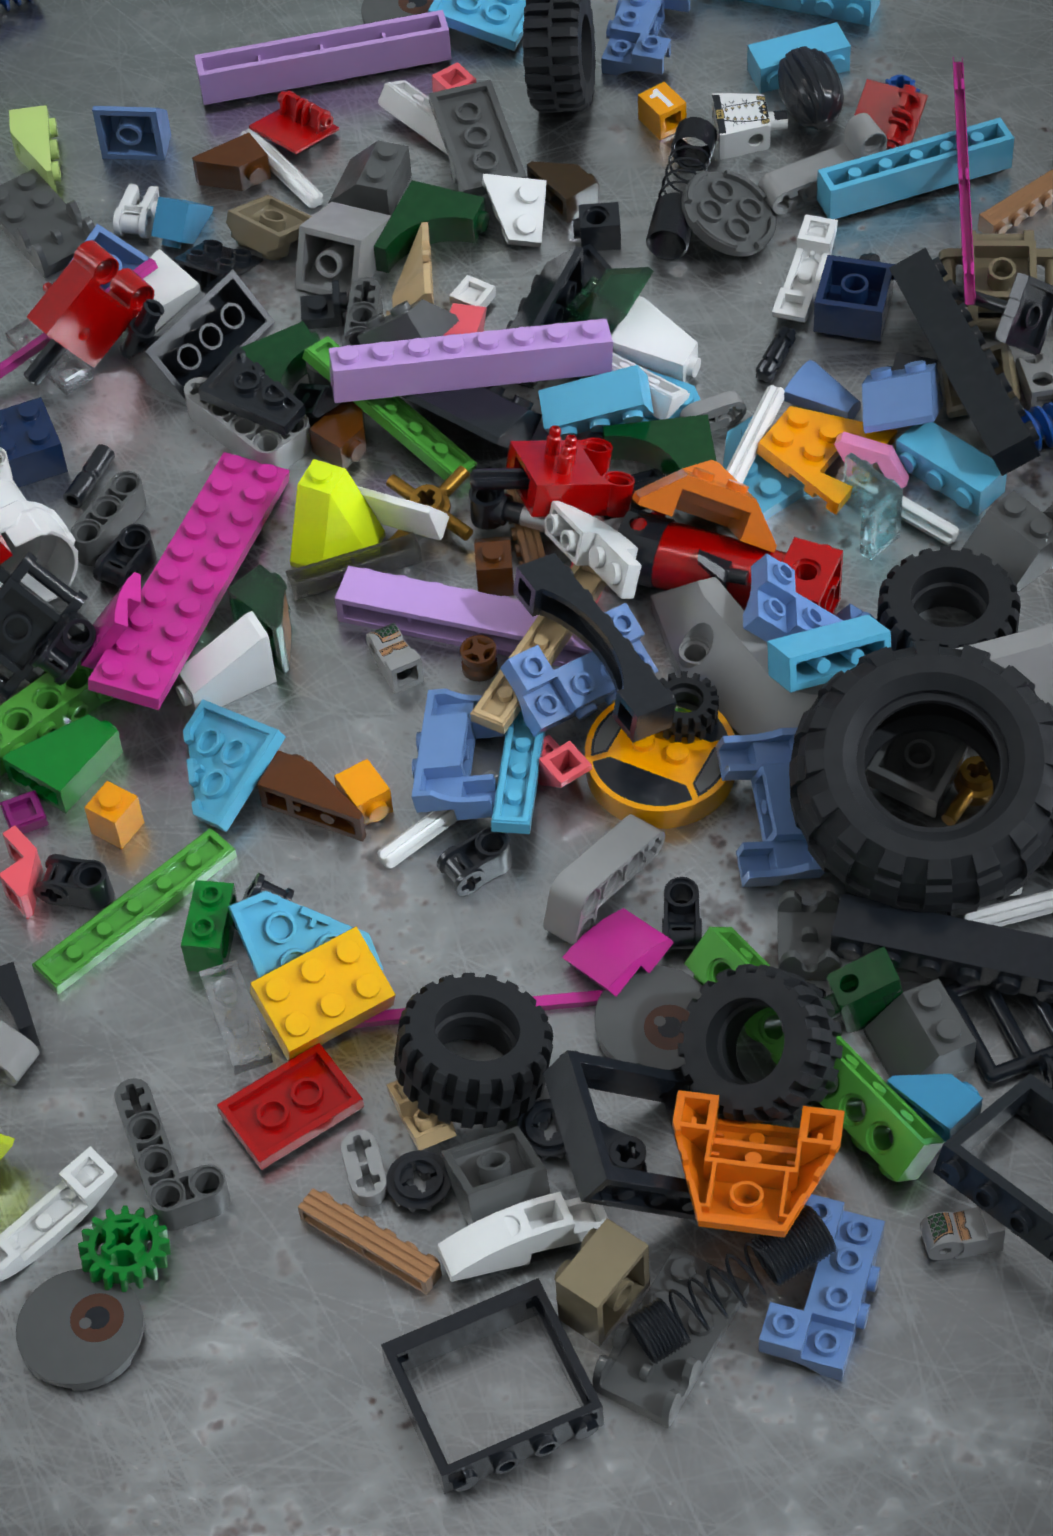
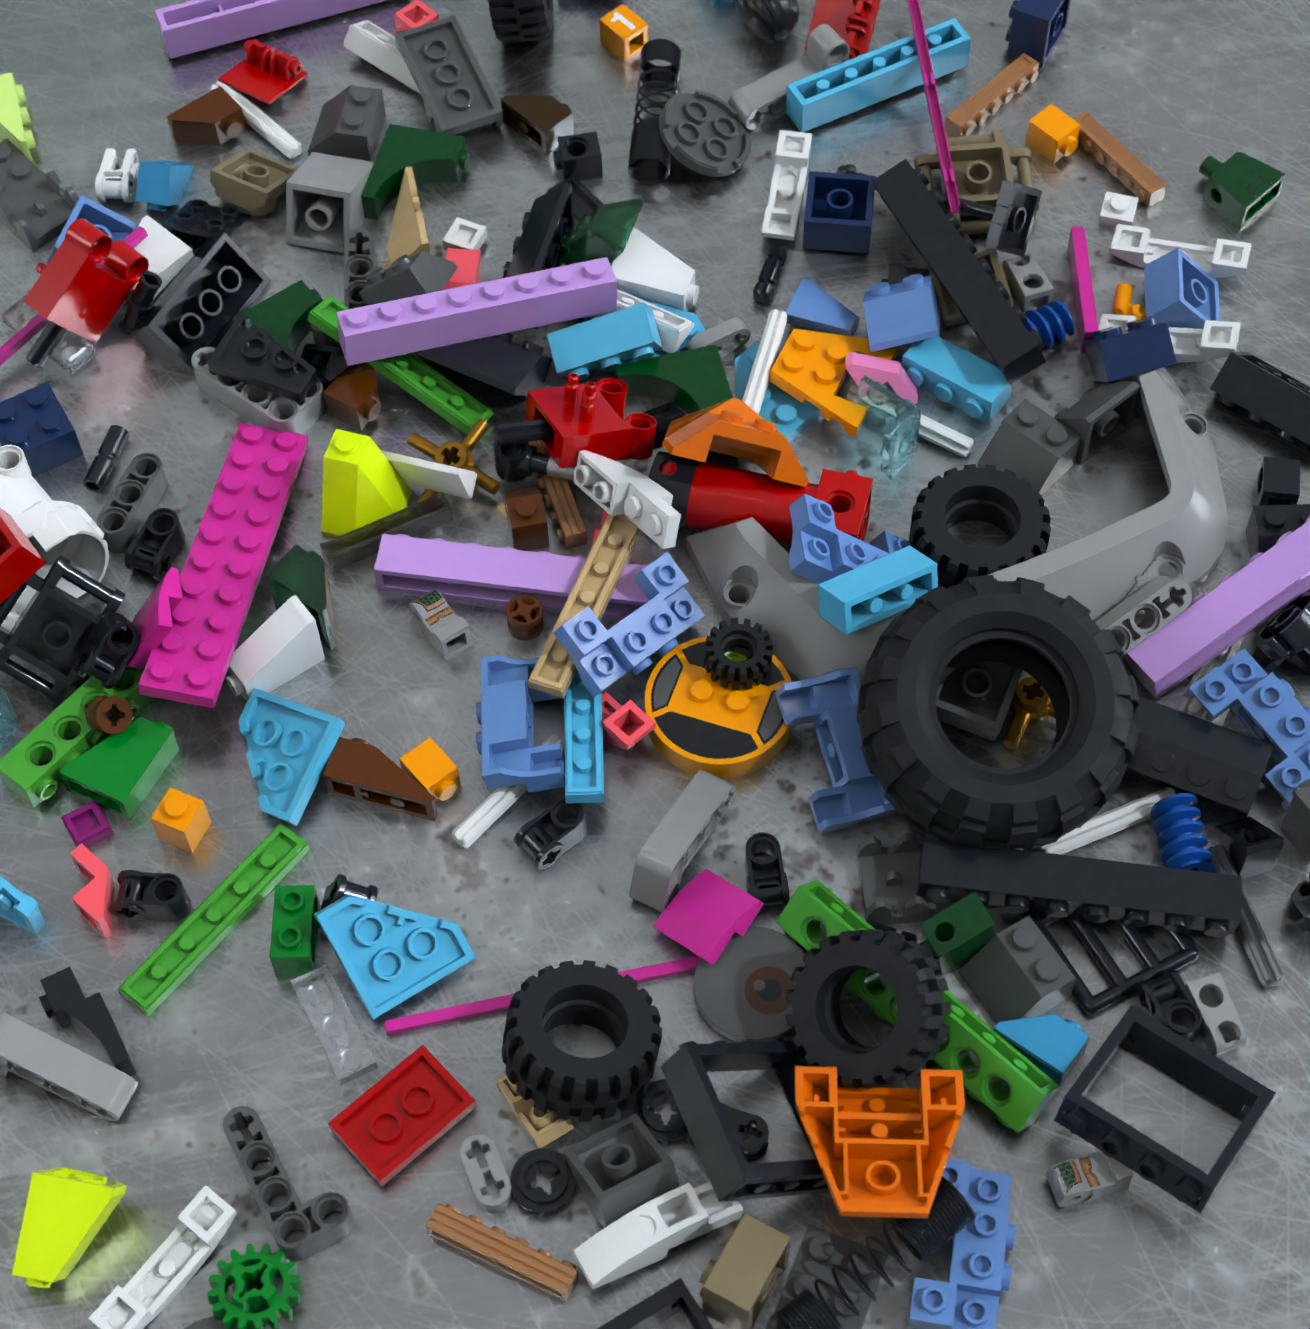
camera: 10 degrees left, 5 degrees up
(48, 708) = (99, 714): none -> reddish brown wheel
(132, 132) = (102, 94): medium blue slope -> none
(322, 993) = (420, 995): yellow brick -> none
(324, 309) = (319, 263): black bracket -> none
(518, 207) = (499, 143): white wing -> none
(552, 591) = (594, 548): black arch -> none
(722, 569) = (757, 508): black bar -> none
(744, 123) = (705, 40): white torso -> none

